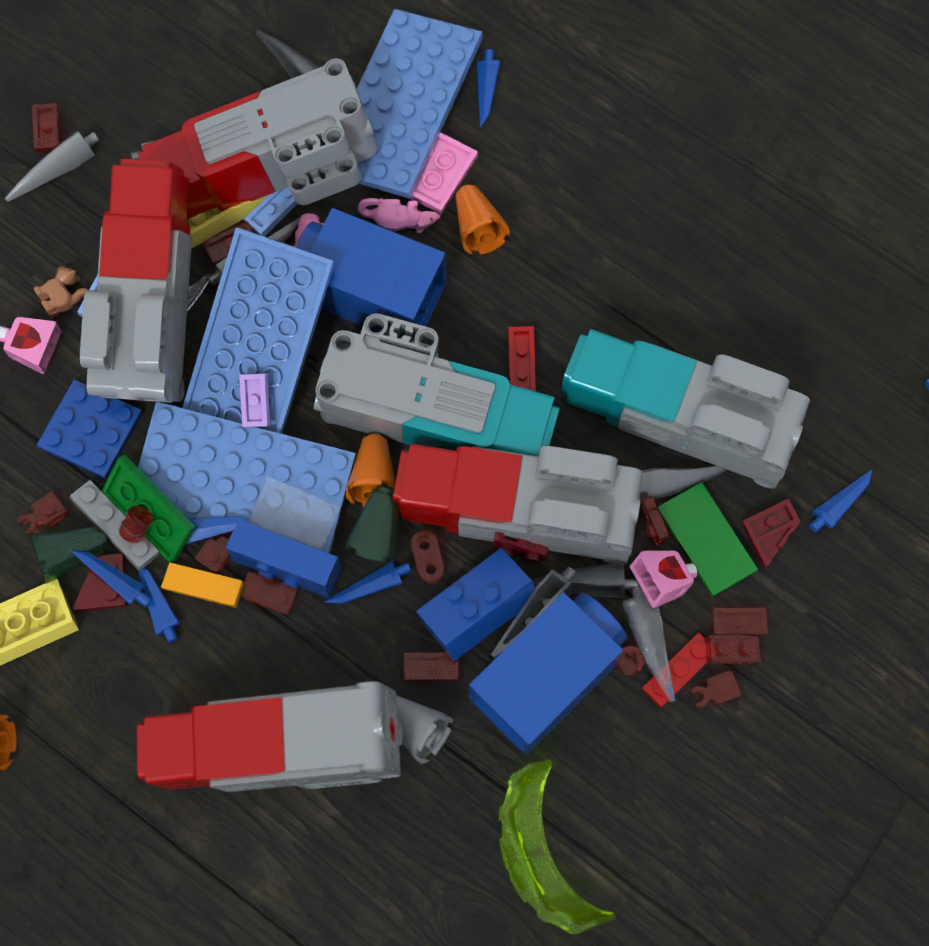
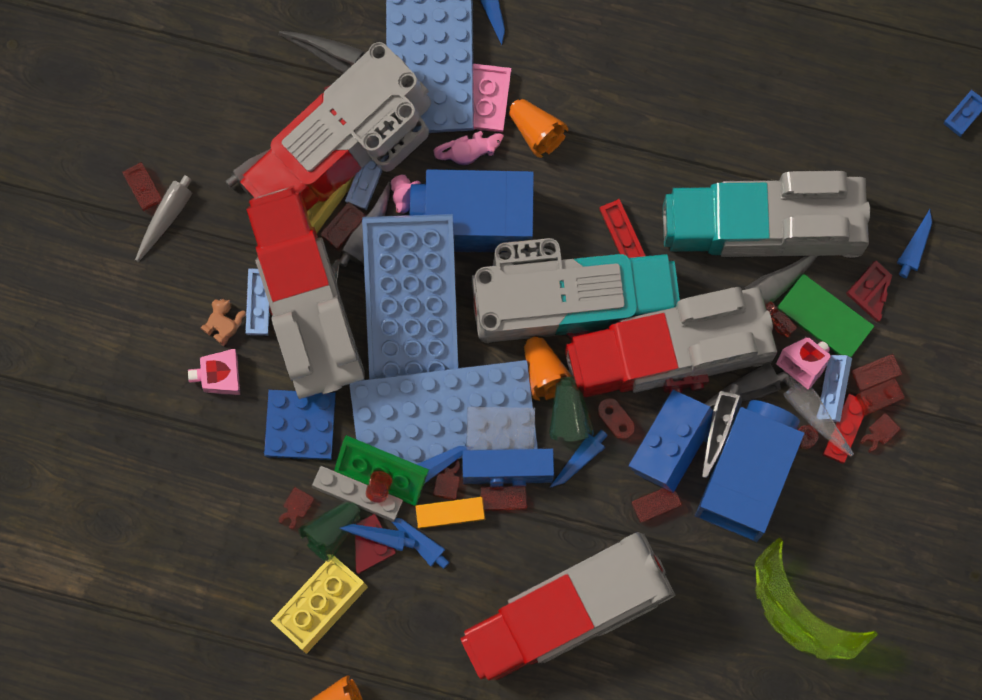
camera: 25 degrees left, 5 degrees up
(254, 400) = (429, 349): lavender plate -> none
(422, 728) = (673, 553): light grey cone -> none
(687, 617) = (835, 385): none -> light blue plate

